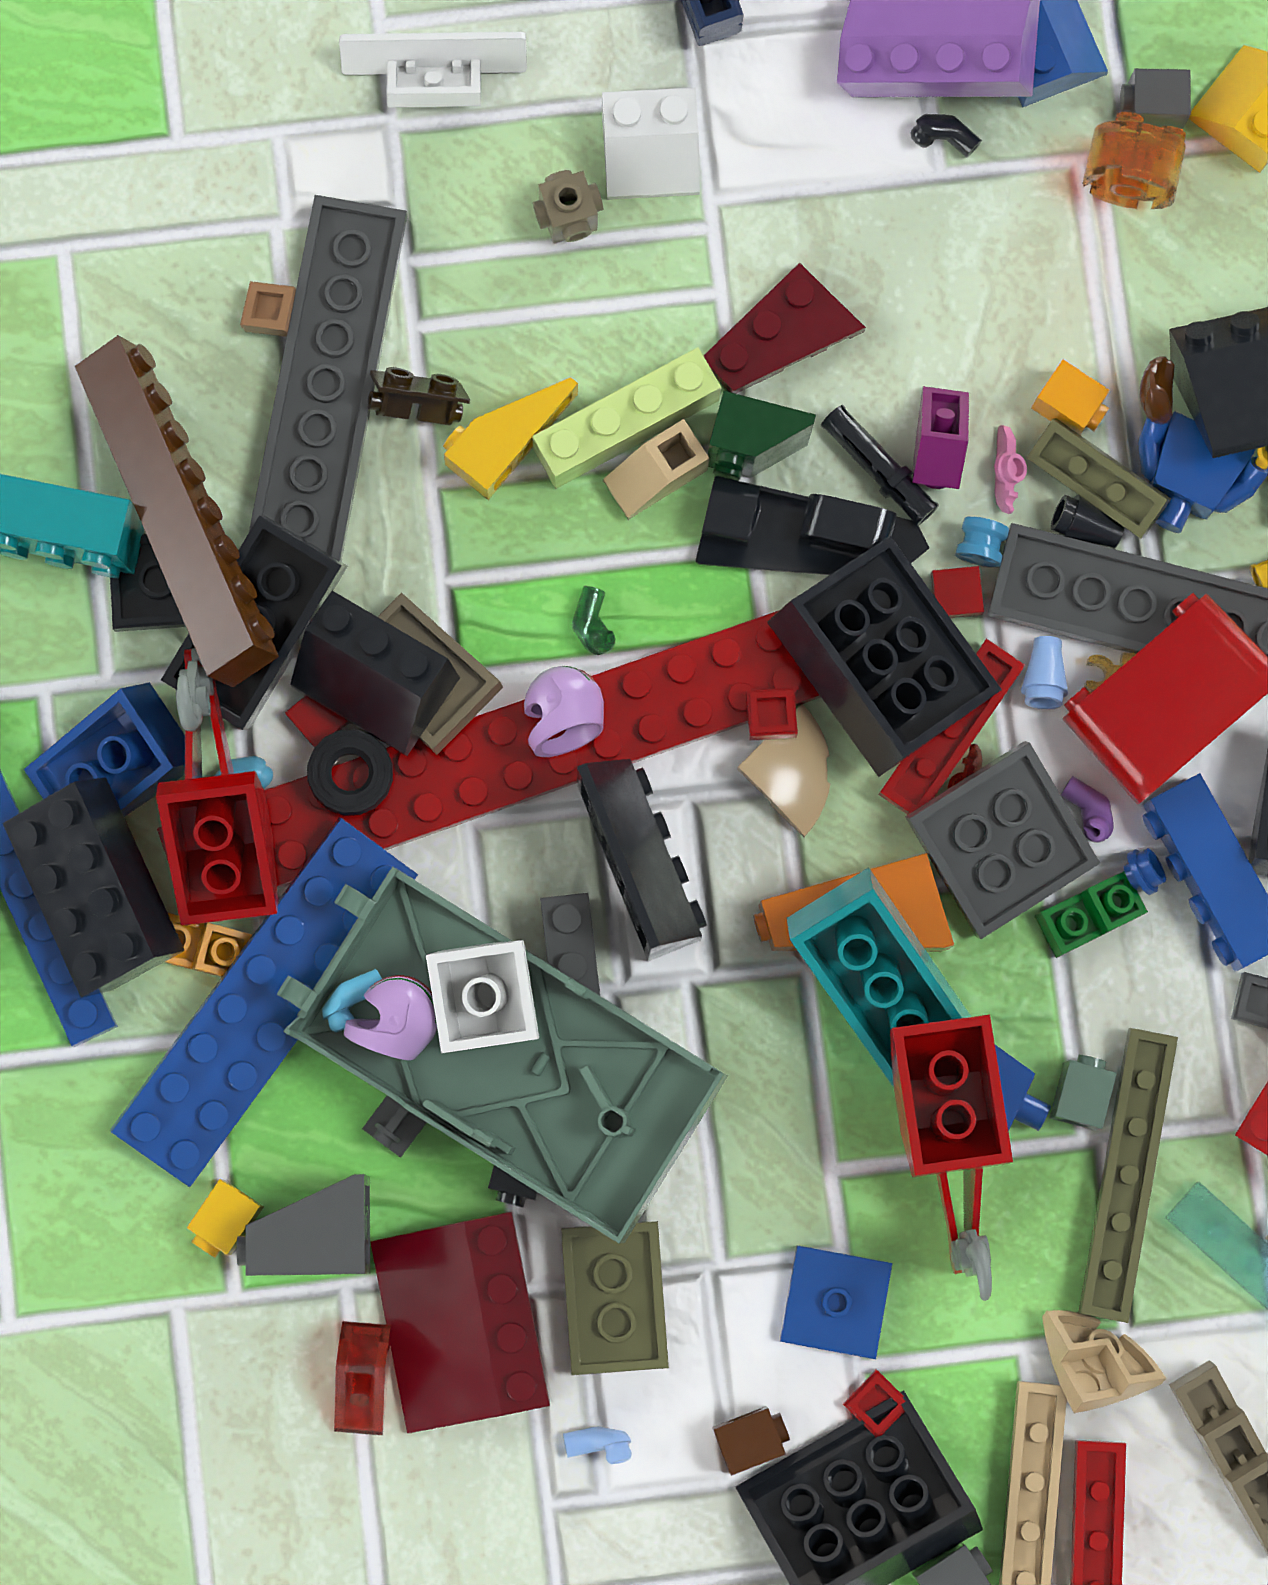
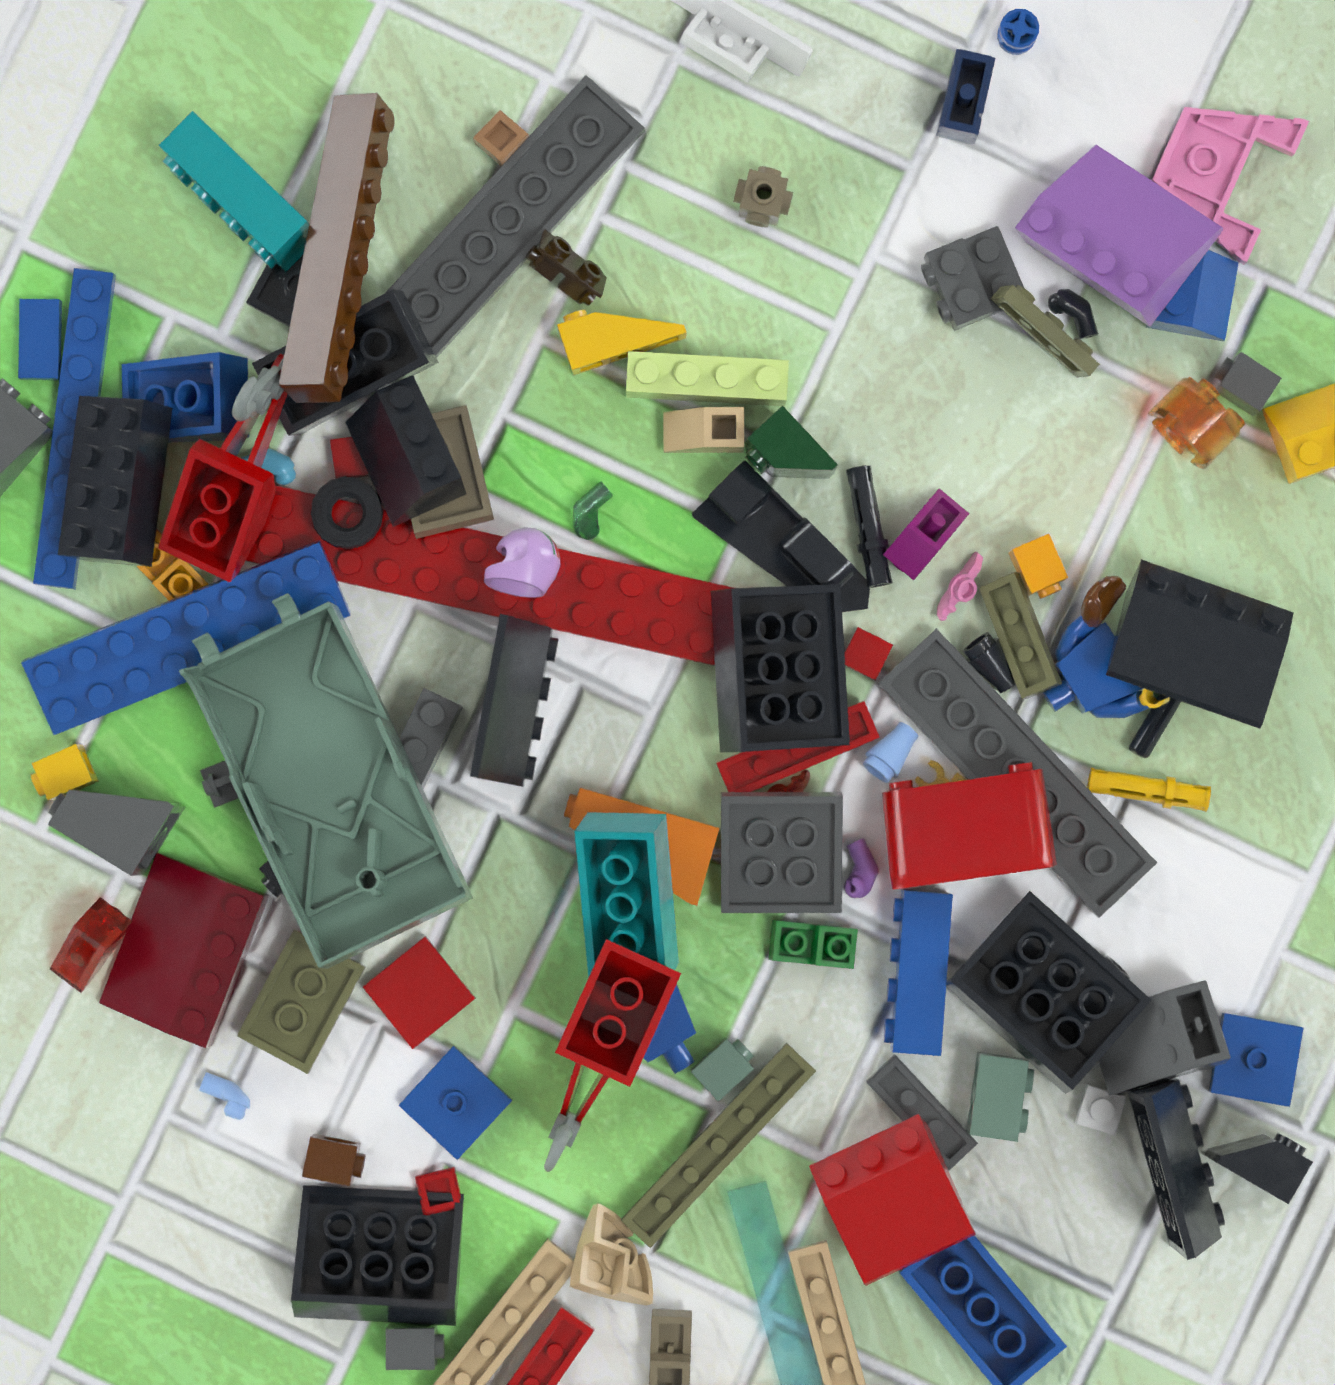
camera: 40 degrees right, 5 degrees up
(344, 997) = (243, 671): medium azure arm -> none
(405, 1019) = (268, 716): lavender helmet -> none
(482, 996) = (331, 733): white slope -> none
(651, 143) = (853, 187): white slope -> none
(728, 1213) = (419, 992): none -> red tile
(771, 714) = (673, 658): red tile -> none
(783, 328) = (865, 383): dark red wing -> none
(792, 773) = (665, 707): tan brick -> none
(825, 161) = (969, 275): none -> dark grey plate
(930, 165) = (1046, 330): none -> olive plate
(982, 541) = (906, 628): dark azure wheel -> none
(1144, 871) = (870, 938): blue plate -> none

